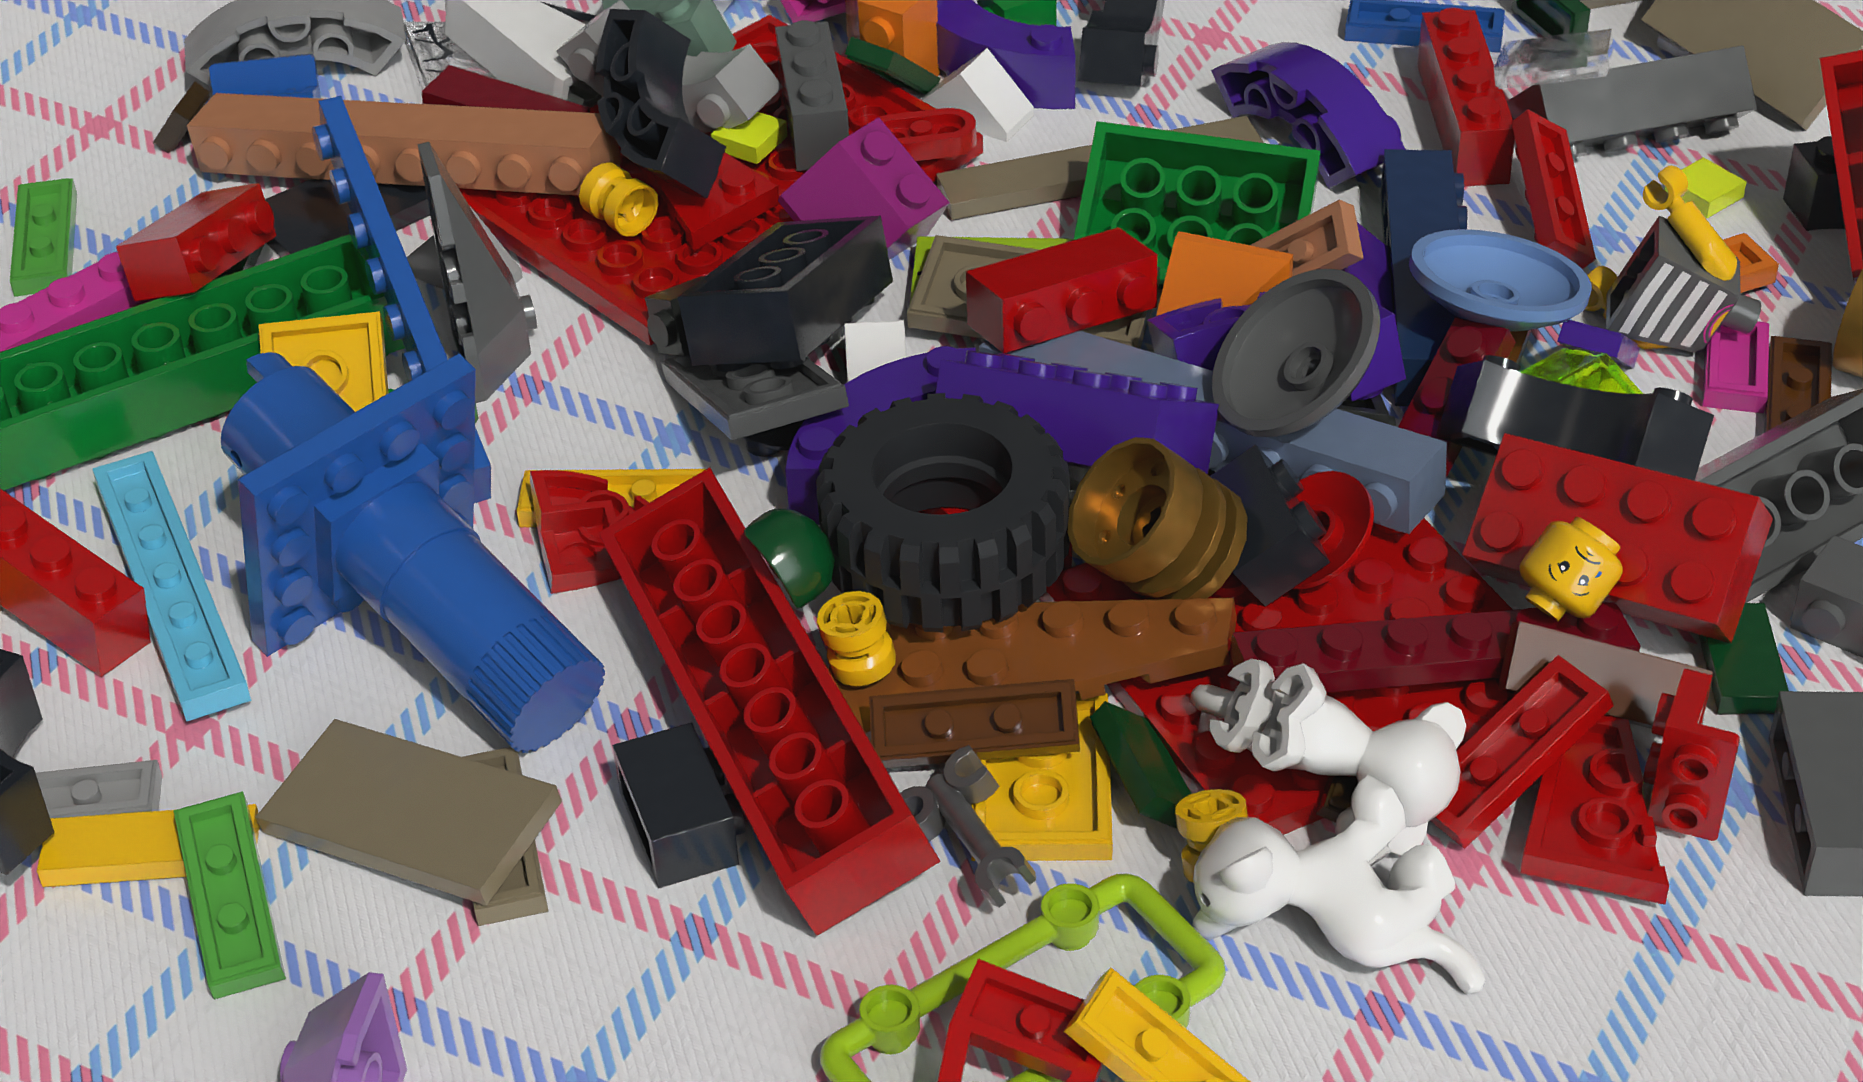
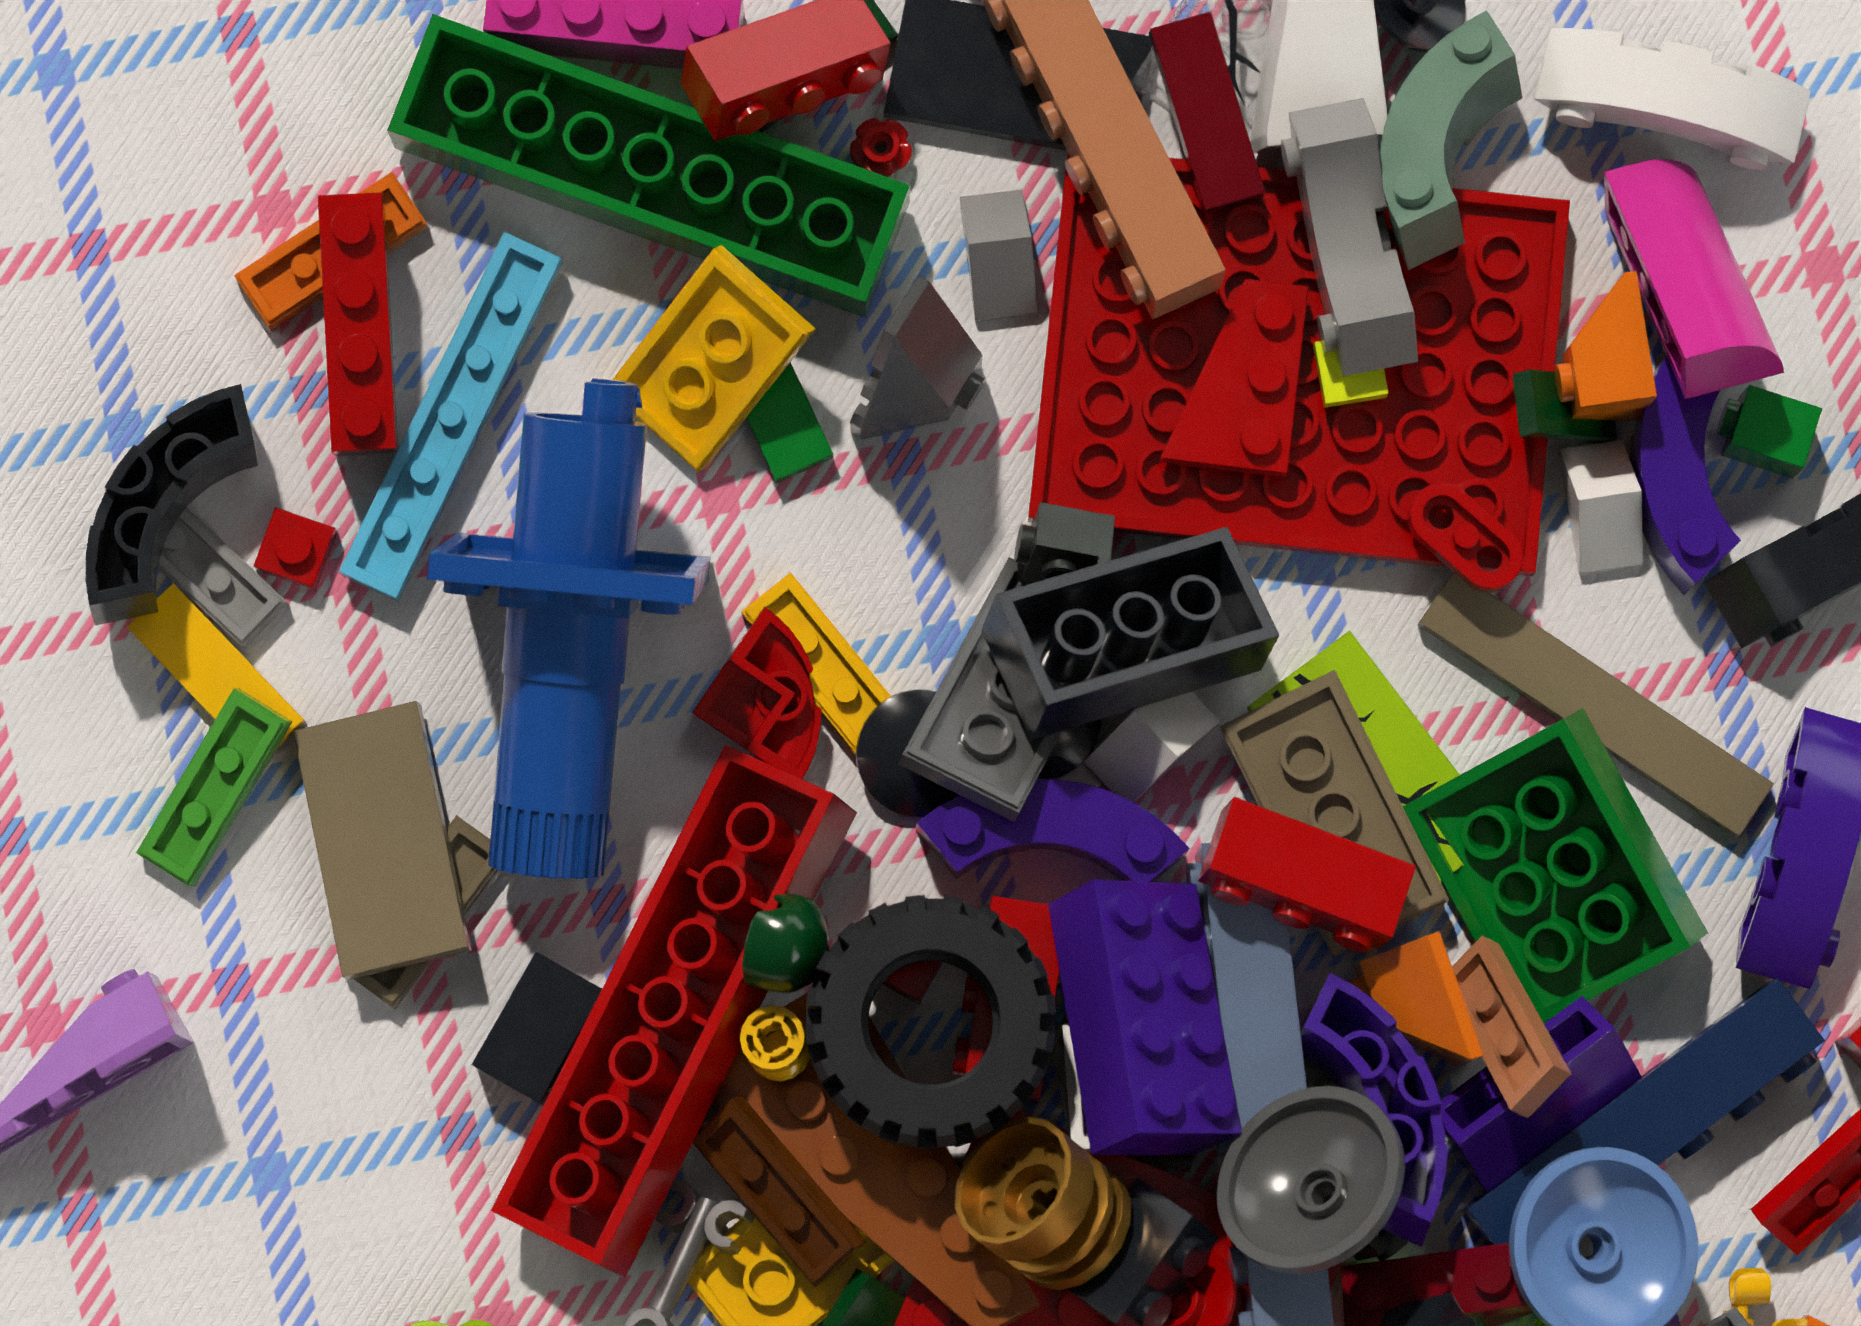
camera: 45 degrees right, 40 degrees up
(130, 733) = (295, 548): none -> red plate
(388, 265) = (852, 300): blue plate -> none
(618, 199) = (1150, 353): yellow wheel -> none
(645, 104) = (1245, 305): black brick -> none
(746, 470) = (881, 748): none -> black dish
(811, 90) = (1435, 392): dark grey brick -> none
(869, 177) = (1326, 569): magenta slope -> none

